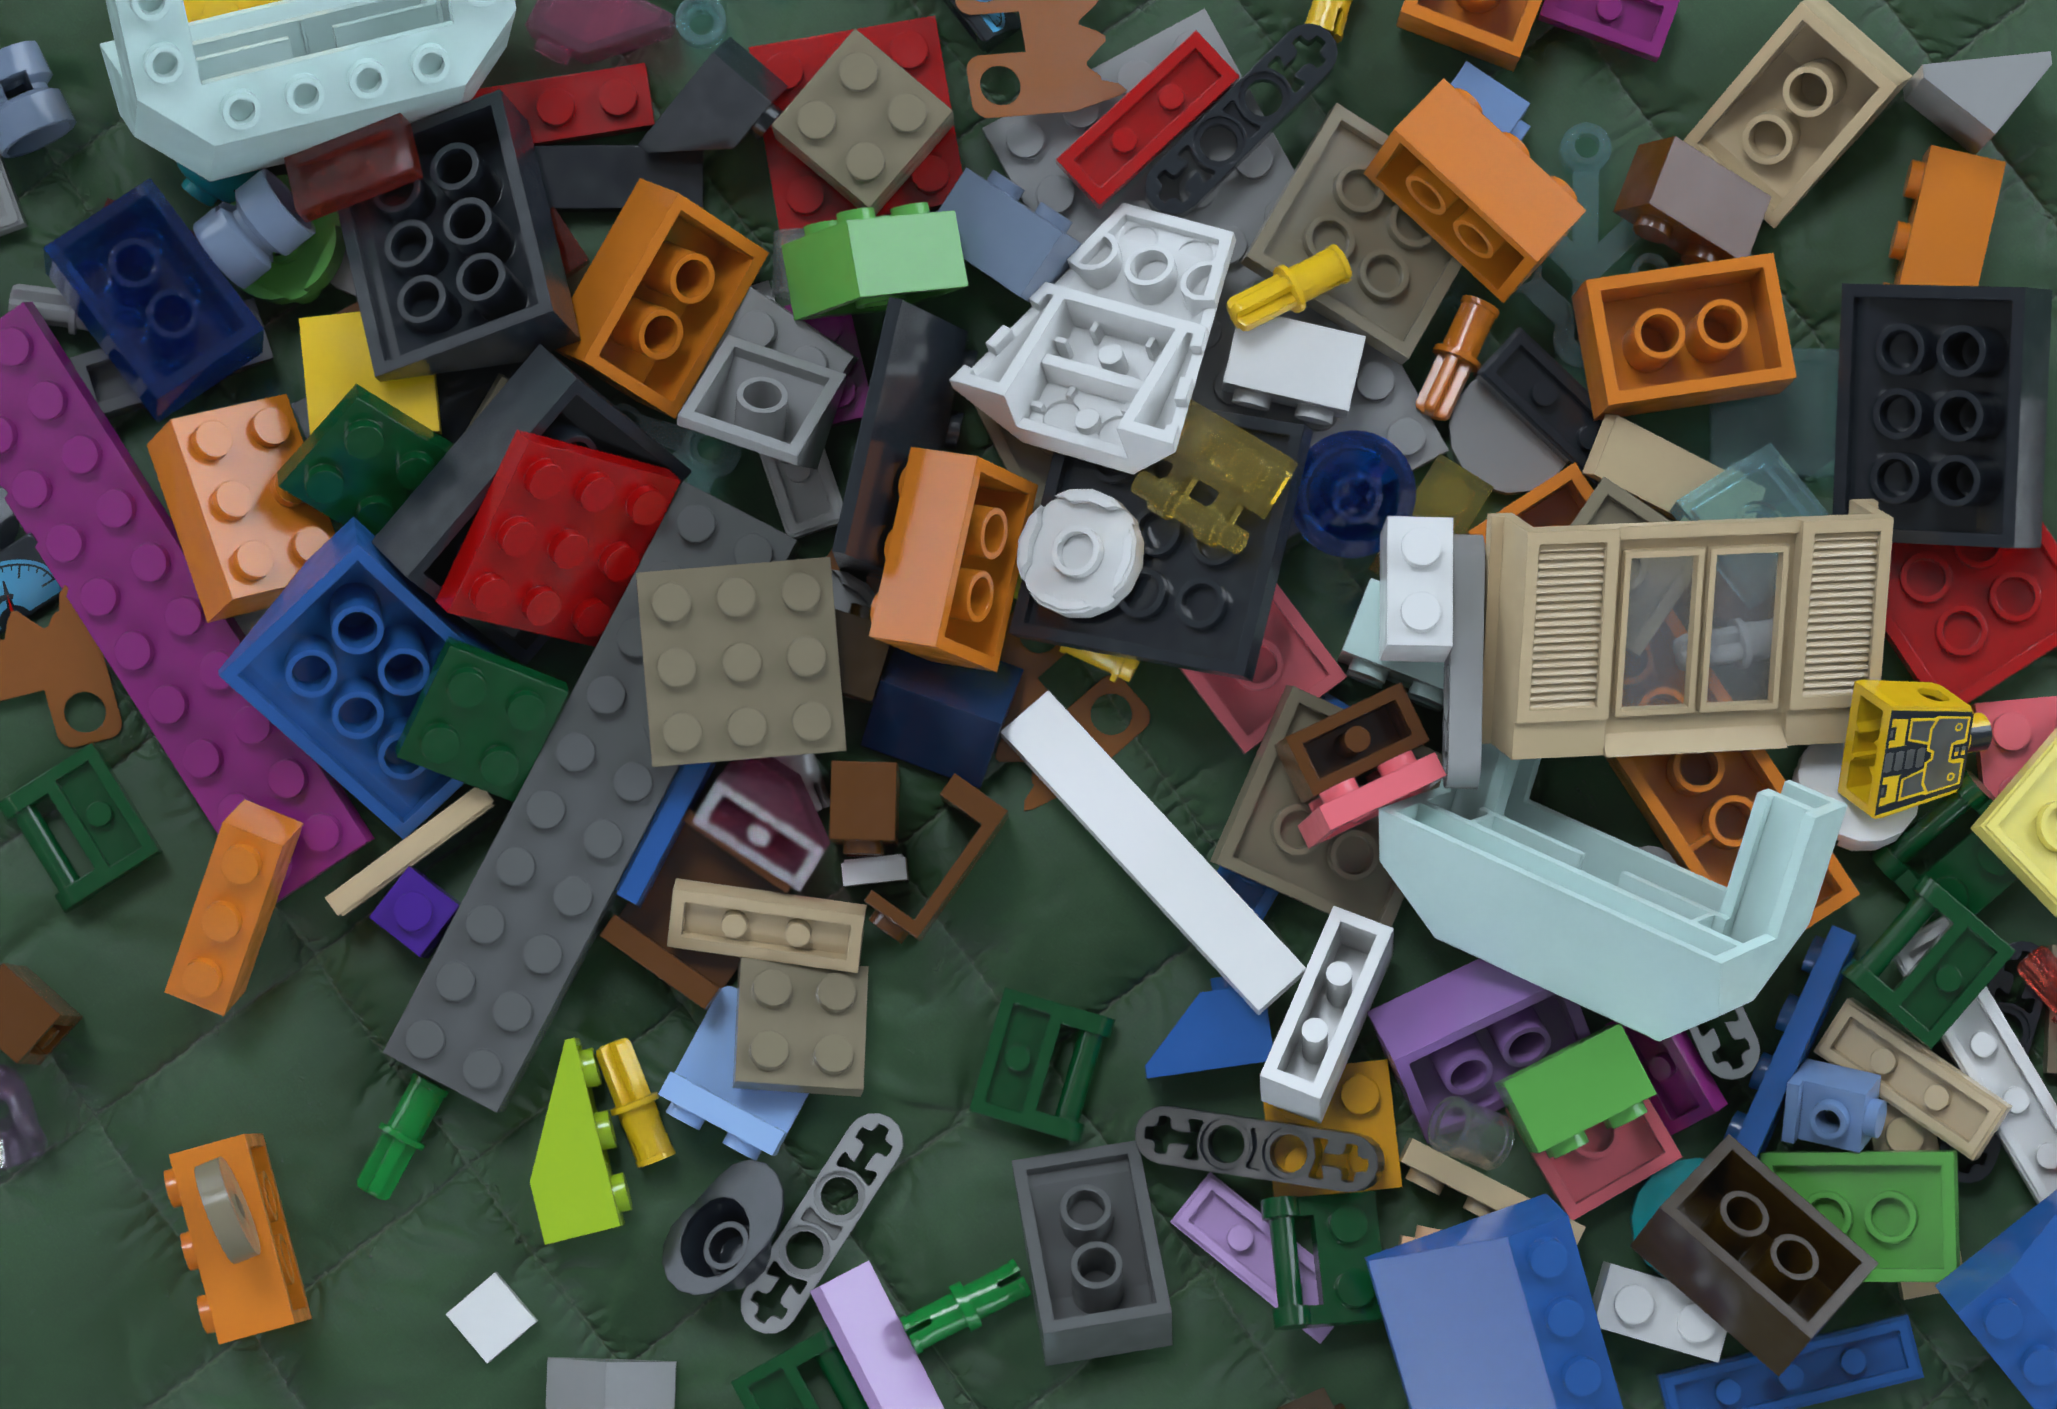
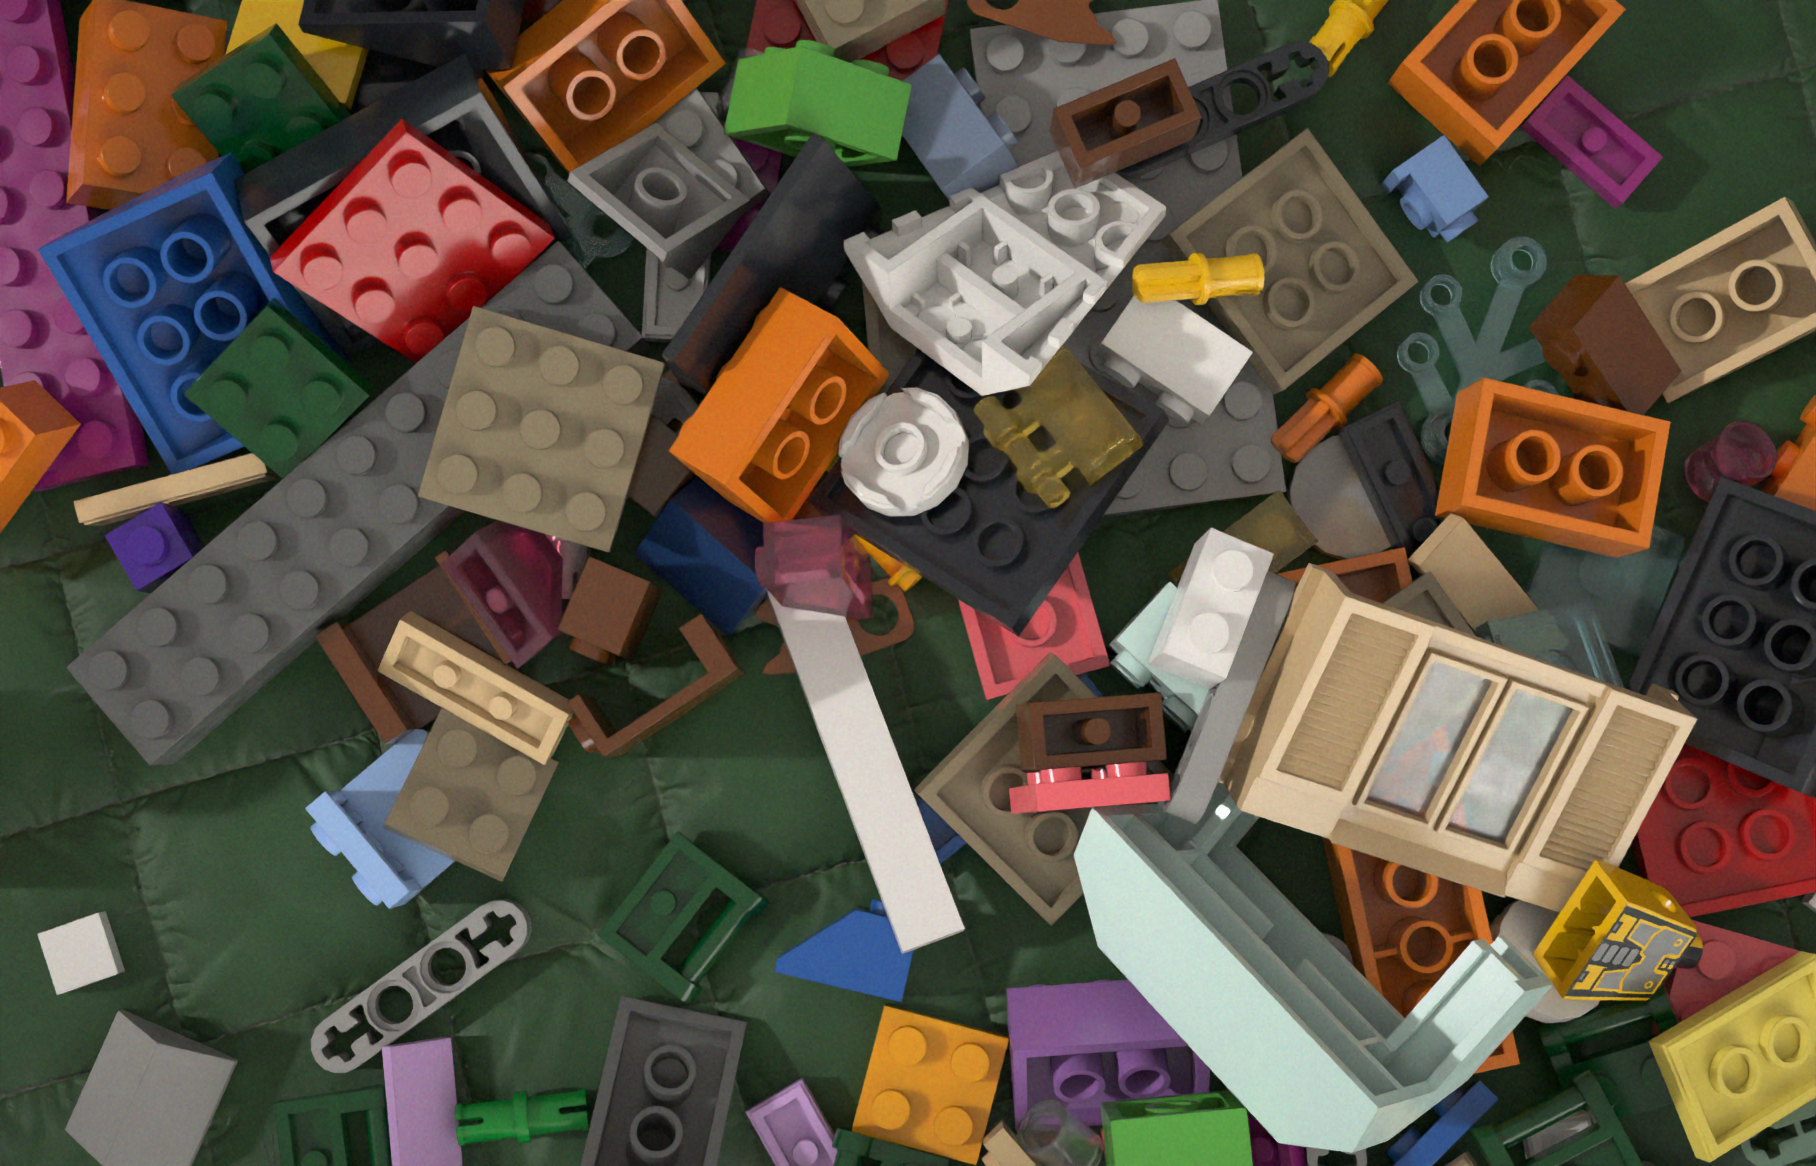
camera: 15 degrees right, 0 degrees up
(401, 1137) = (60, 755): green axle -> none
(572, 1165) = (208, 845): lime slope -> none
(634, 1102) = (289, 799): yellow axle -> none
(663, 832) = (413, 564): blue tile -> none
(726, 1232) = (322, 962): black piece -> none
(874, 870) = (599, 675): white tile -> none
(1040, 690) = (816, 567): none -> clear pink slope
(1147, 119) = (1185, 39): red plate -> none
(1166, 172) = (1124, 123): none -> reddish brown brick
(1258, 1155) = (850, 1087): black beam -> none
(1326, 1014) = (967, 978): white brick -> none
(1350, 490) = (1181, 493): clear blue cone -> none
(1474, 189) = (1409, 252): orange brick -> none
(1852, 255) = (1735, 453): none -> clear pink wheel

